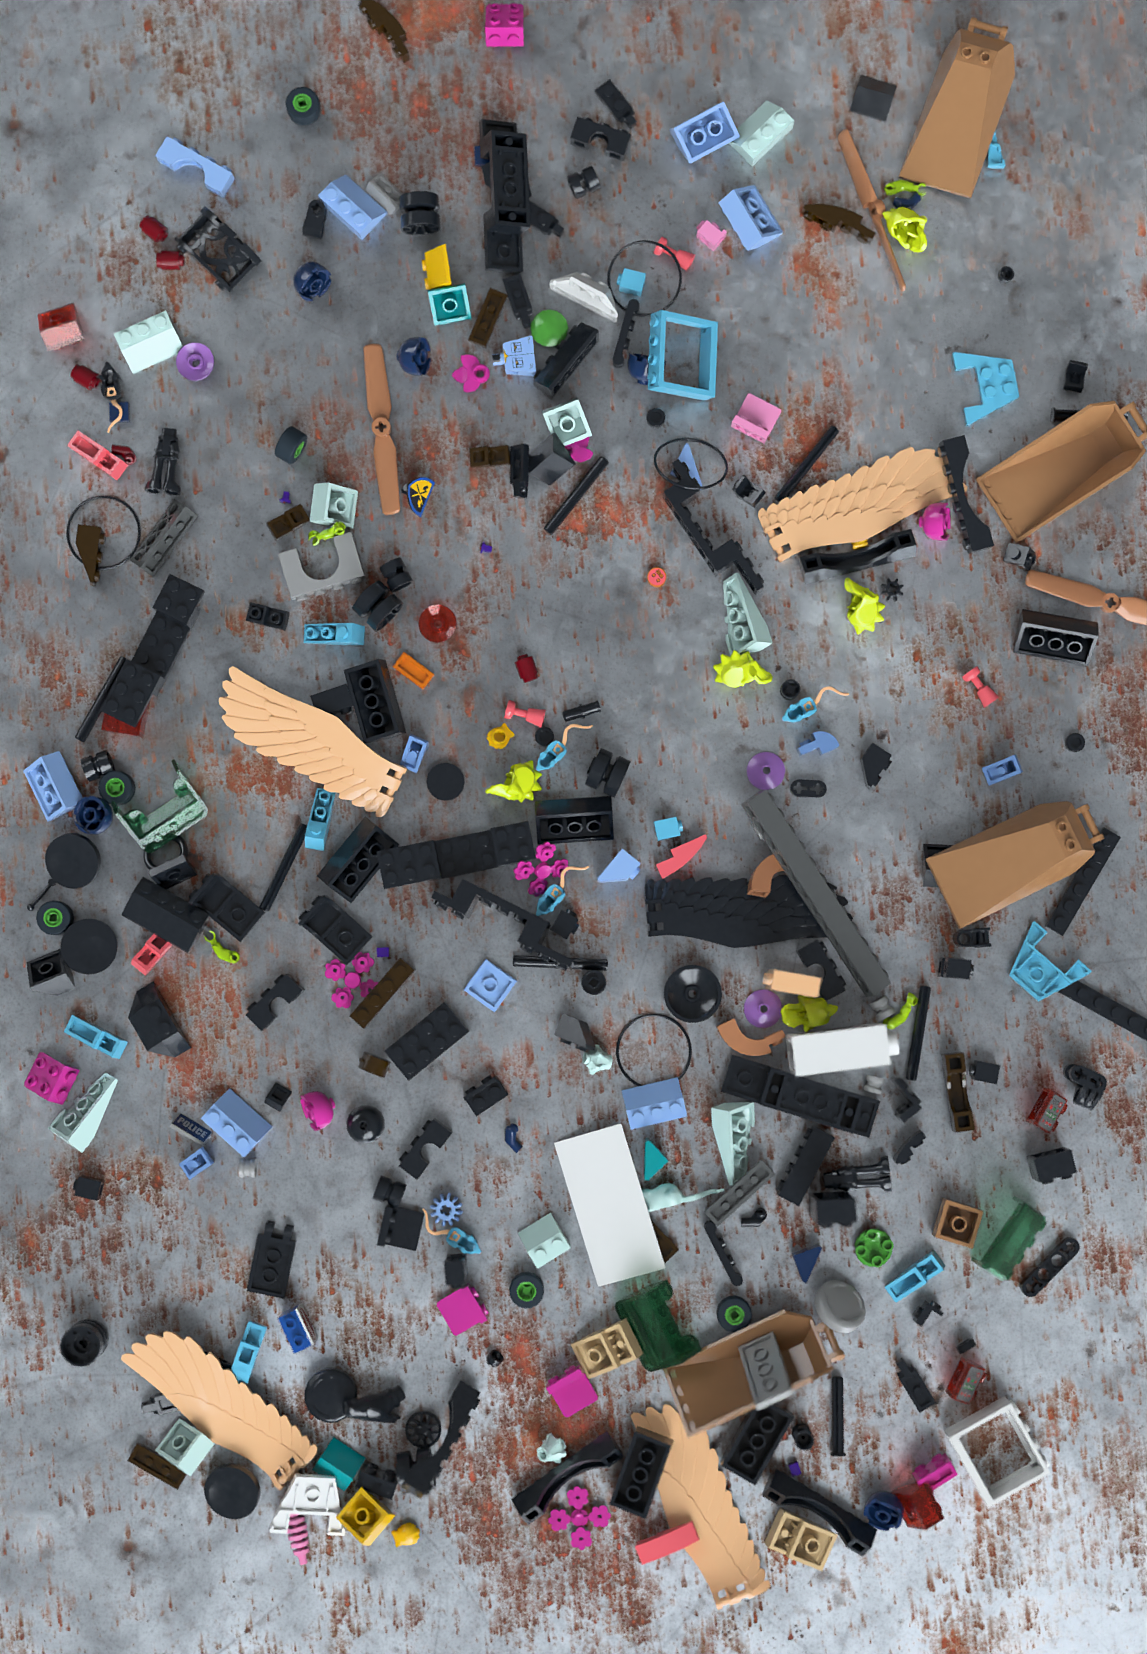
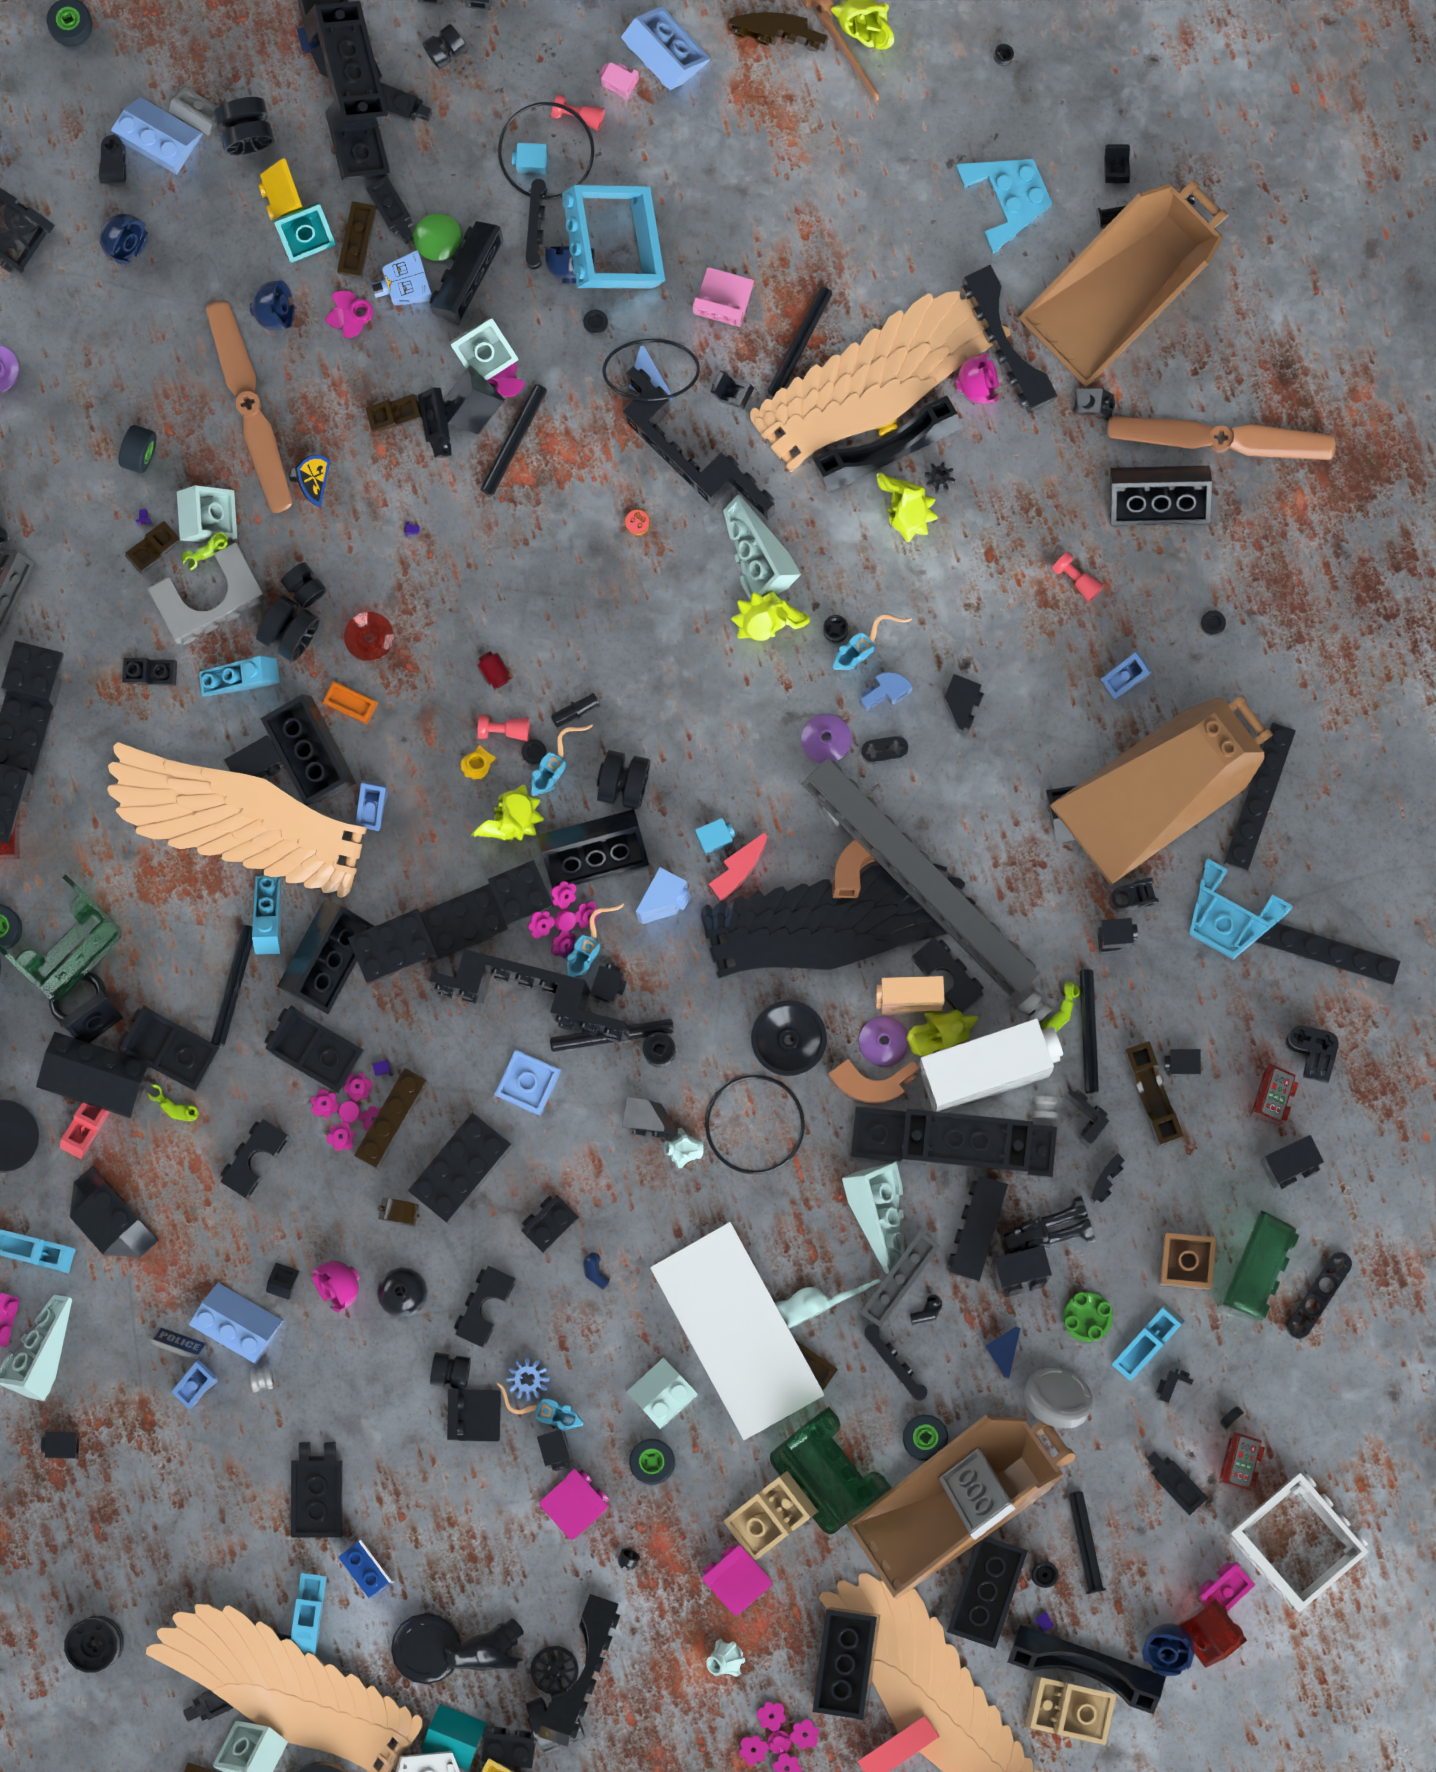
camera: 10 degrees left, 5 degrees down
(445, 781) = (418, 835): black tile -> none
(534, 1500) = (717, 1727): black arch -> none
(587, 293) = (476, 183): white wedge -> none
(653, 1159) = (781, 1258): teal slope -> none
(654, 1103) = (768, 1189): light blue slope -> none

